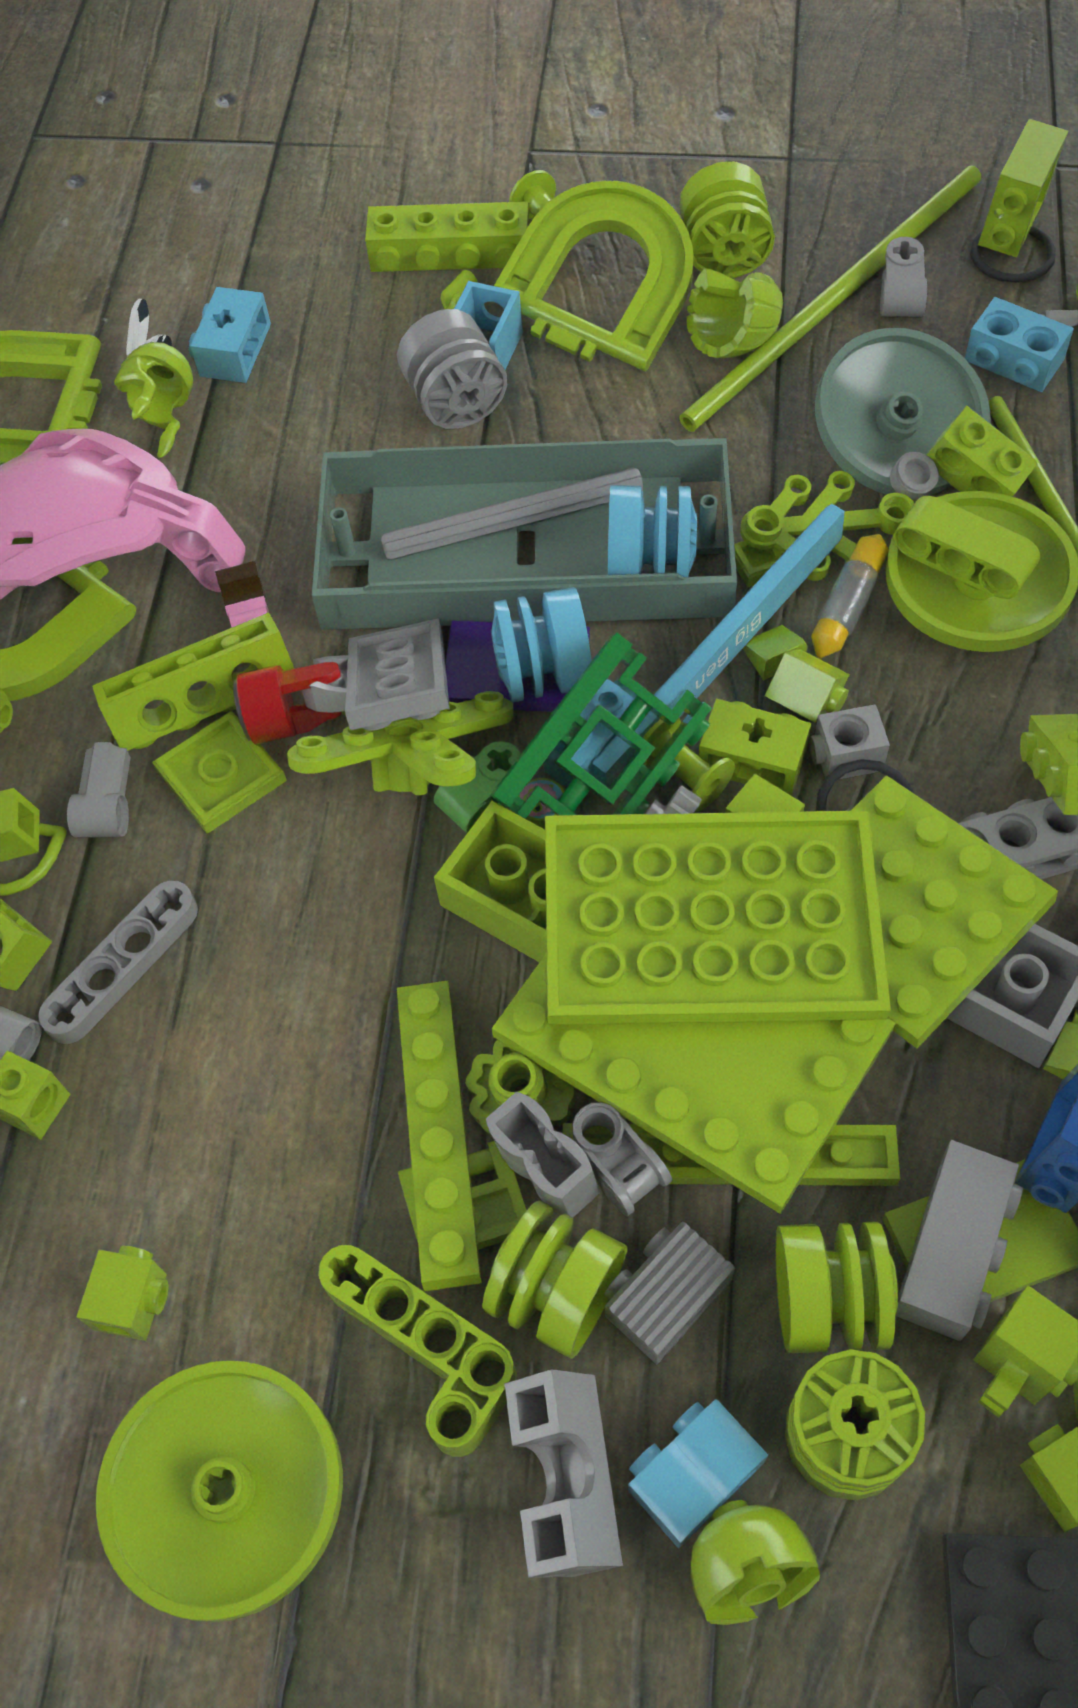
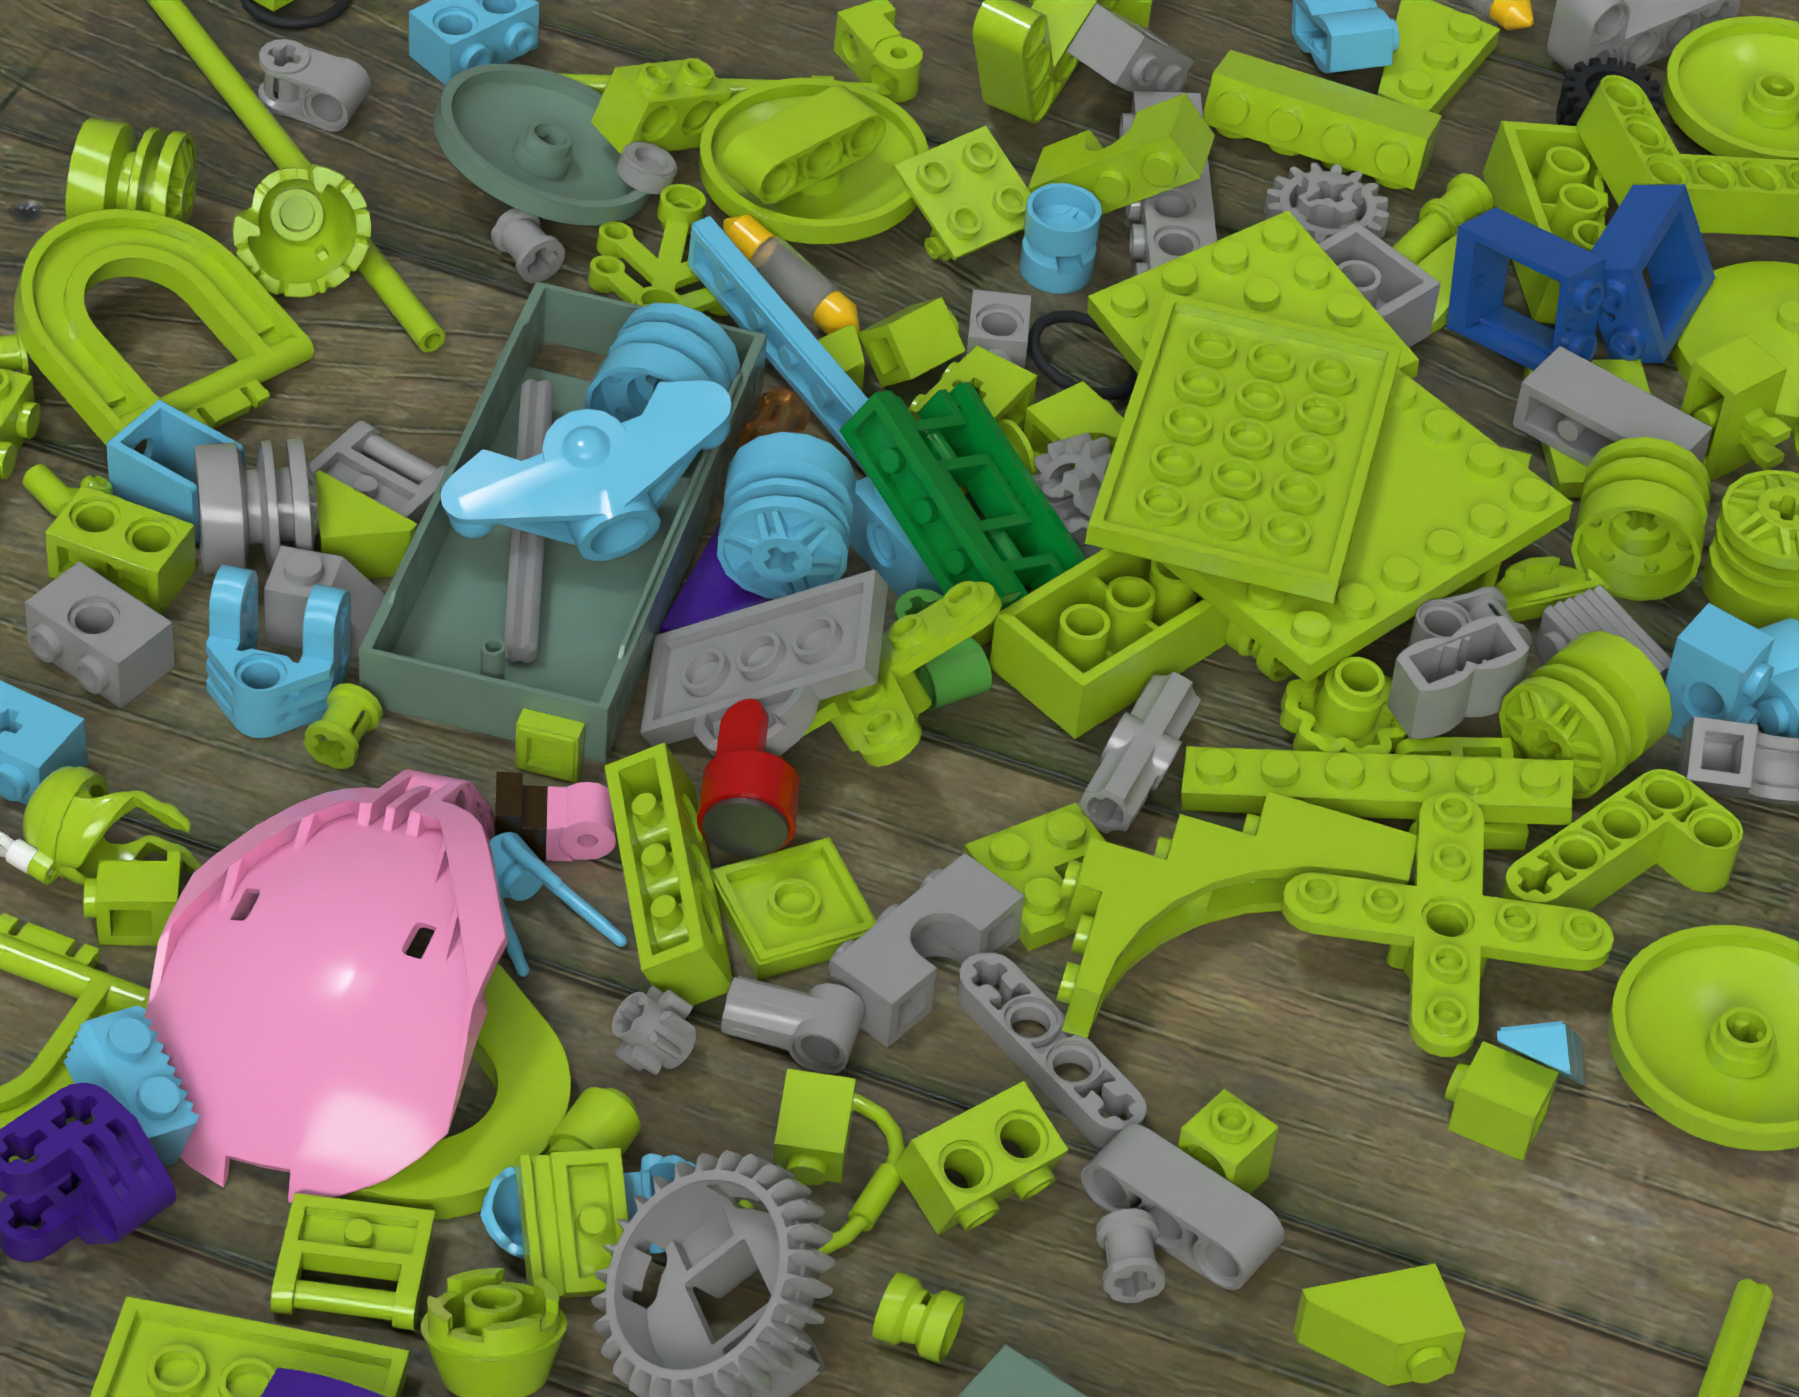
camera: 85 degrees left, 15 degrees down
(66, 715) = (654, 1030): none -> light grey gear
(115, 419) = (133, 899): none -> lime brick
(153, 833) = (950, 917): none -> light grey arch
(156, 1315) = (1548, 1045): none -> medium azure slope
(195, 604) = (522, 876): none -> medium azure plant
(241, 971) = (1206, 873): none -> lime arch
(268, 1177) = (1445, 925): none -> lime piece
(290, 901) = (1035, 861): none -> lime plate
(296, 481) = (343, 726): none -> lime bush
(305, 589) = (549, 745): none -> lime tile
(326, 418) = (266, 690): none -> medium azure piece
(333, 345) = (99, 634): none -> light grey brick
(395, 420) = (290, 586): none -> light grey slope
(402, 309) = (125, 543): none -> lime brick
(422, 946) = (1139, 752): none -> light grey piece
(473, 420) = (360, 528): none -> lime slope
(518, 520) = (595, 476): none -> medium azure piece
(526, 415) = (381, 470): none -> light grey plate
(640, 1390) = (1718, 670): none -> medium azure brick
(681, 629) = (791, 418): none -> clear orange bush
(740, 1224) = (1542, 582): none -> lime plate
(801, 443) = (535, 253): none -> light grey bush
(985, 752) = (1060, 238): none -> medium azure wheel
(997, 676) = (965, 194): none -> lime hinge

